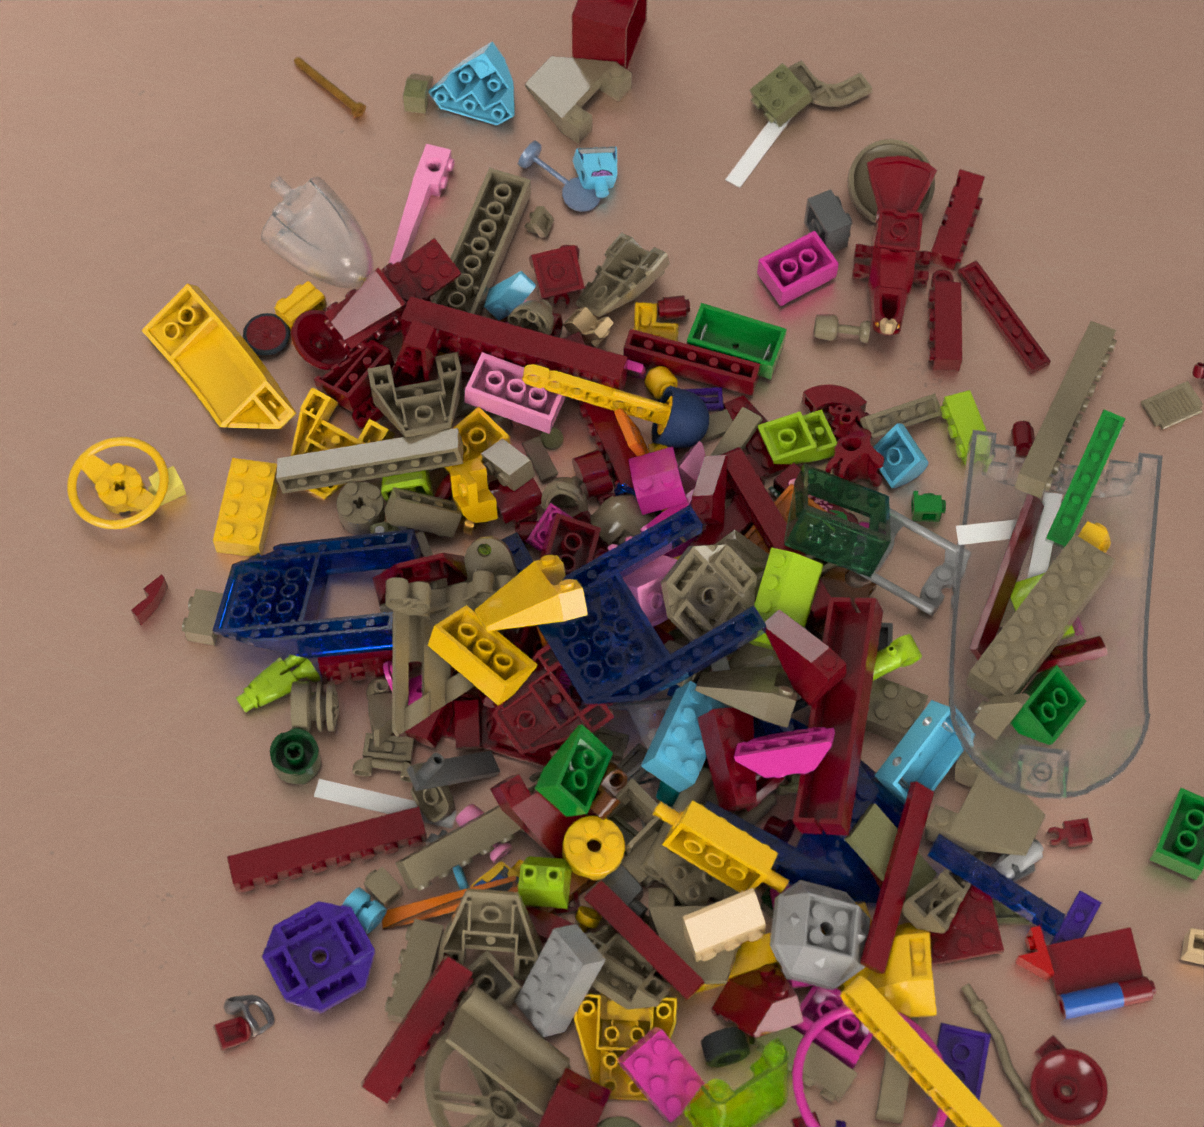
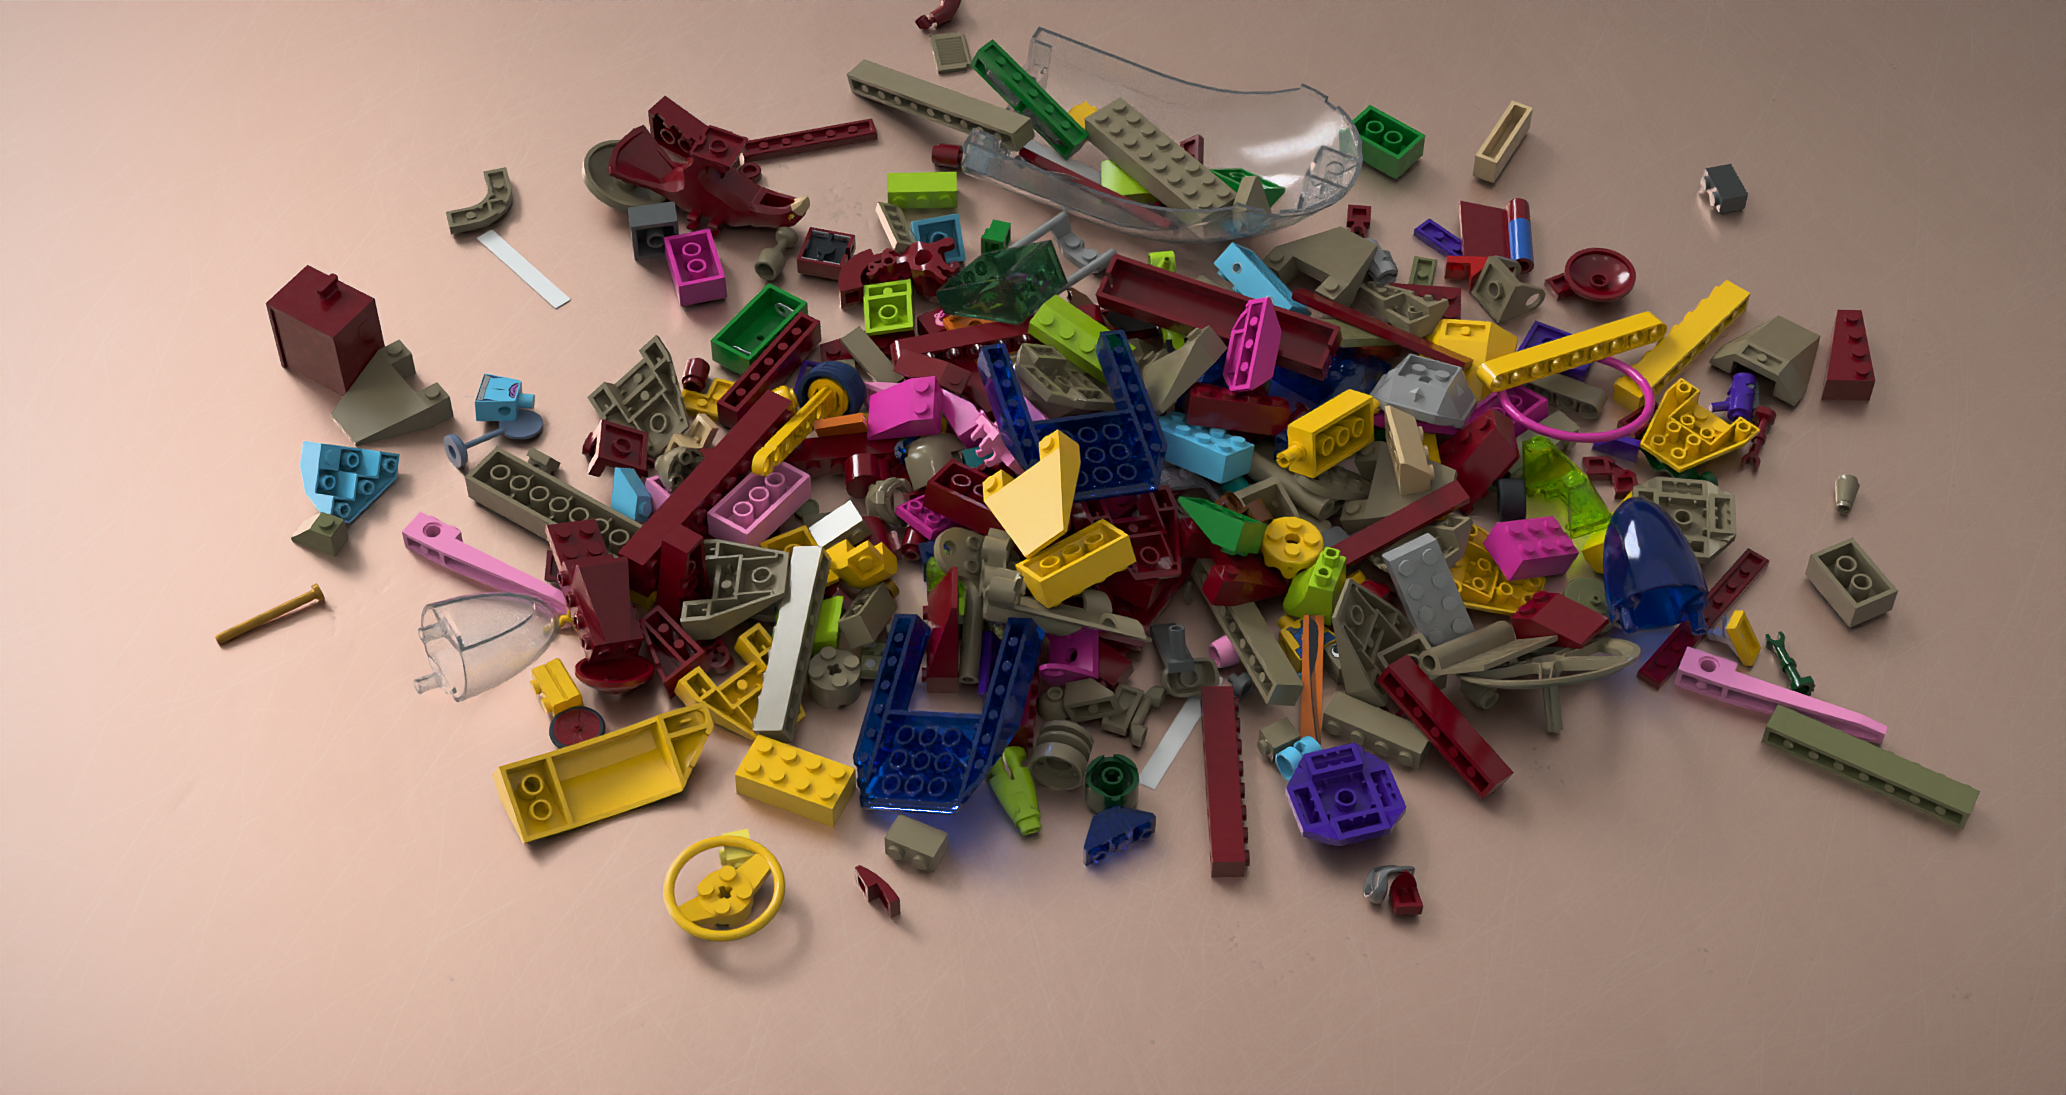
camera: 75 degrees left, 15 degrees down
(250, 770) = (1115, 831): none -> clear blue slope
(780, 95) = (483, 234): olive brick -> none
(805, 659) = (1161, 317): dark red wedge -> none
(855, 367) = (825, 253): none -> piece
(946, 325) = (804, 178): dark red brick -> none
(979, 1008) = (1598, 311): dark tan bar -> none
(996, 885) = (1400, 273): clear blue plate -> none
(1008, 985) = (1511, 295): none -> dark tan hose

